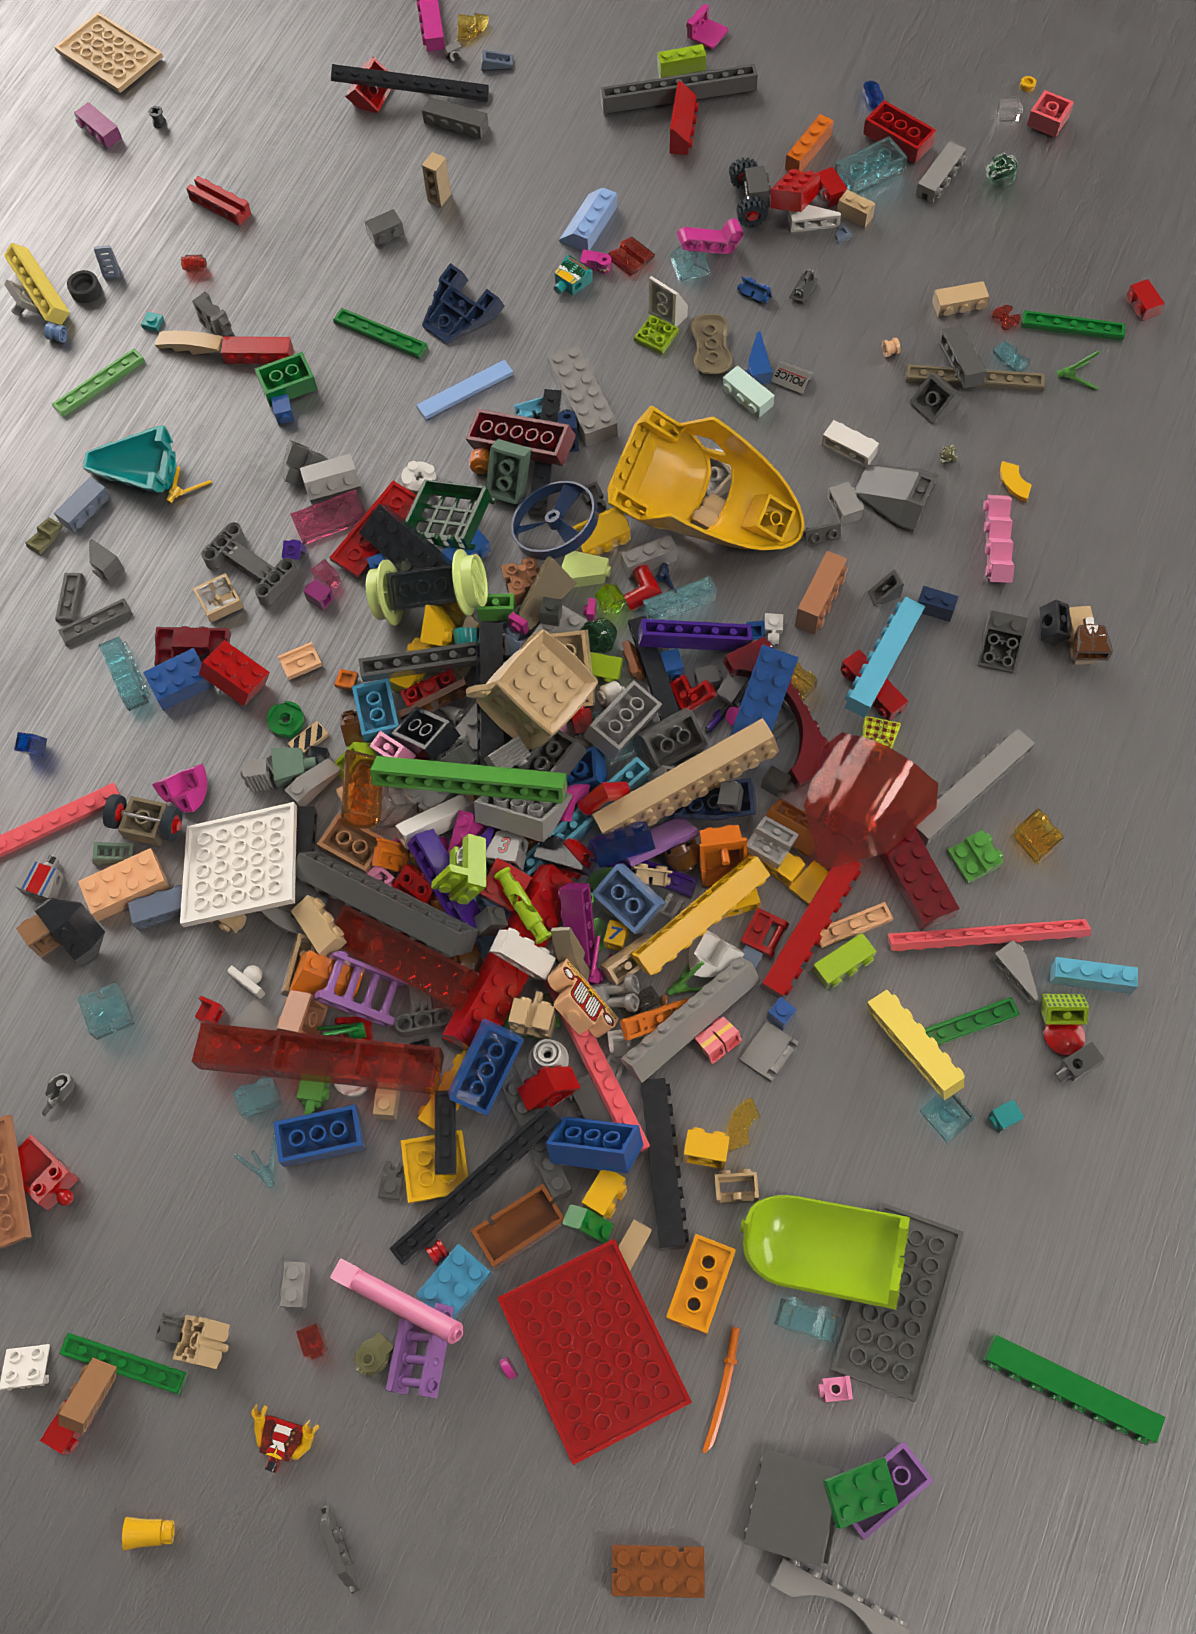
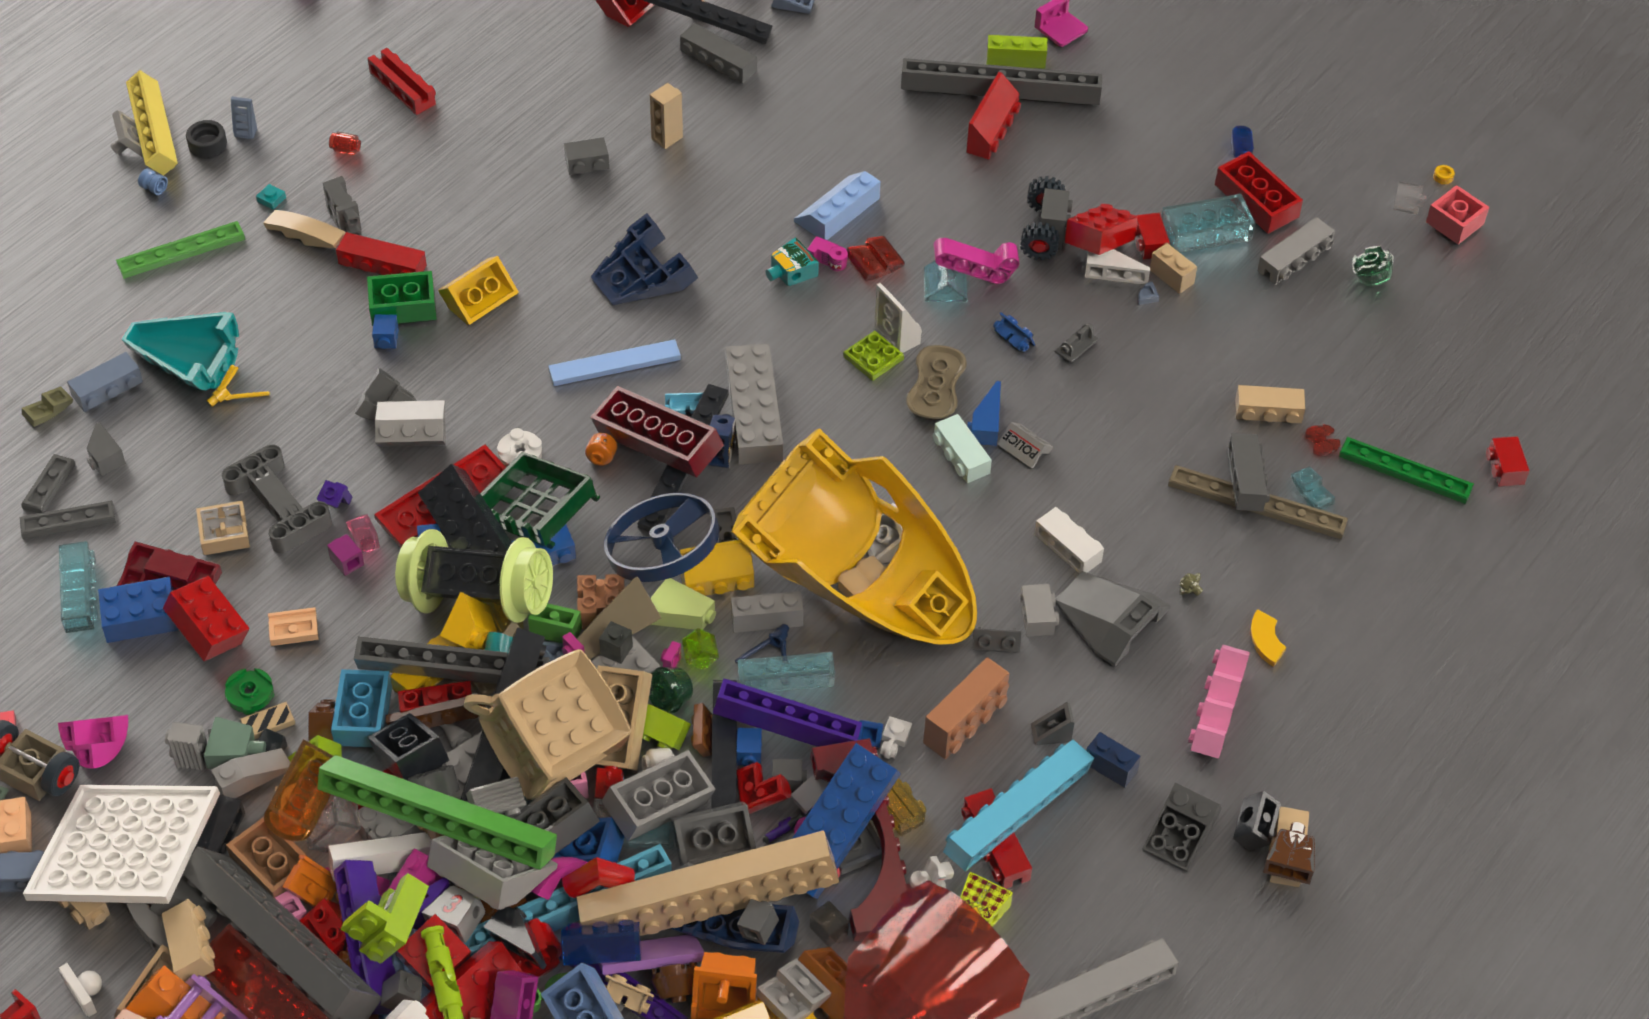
camera: 10 degrees right, 15 degrees down
(328, 516) = (392, 468): clear pink plate -> none
(341, 357) = (479, 290): none -> yellow slope
(346, 679) = (339, 660): orange plate -> none
(380, 333) = (537, 274): green tile -> none
(390, 748) = (357, 750): bright pink brick -> none
(508, 471) = (626, 467): sand green brick -> none
(646, 588) = (752, 645): red brick -> none
(809, 143) = (1141, 180): orange brick -> none
(840, 724) = (933, 871): none -> white hips
(891, 347) = (1161, 439): light nougat wheel -> none
(935, 398) = (1197, 513): dark grey slope -> none
(1071, 371) = (1383, 524): bright green plant -> none

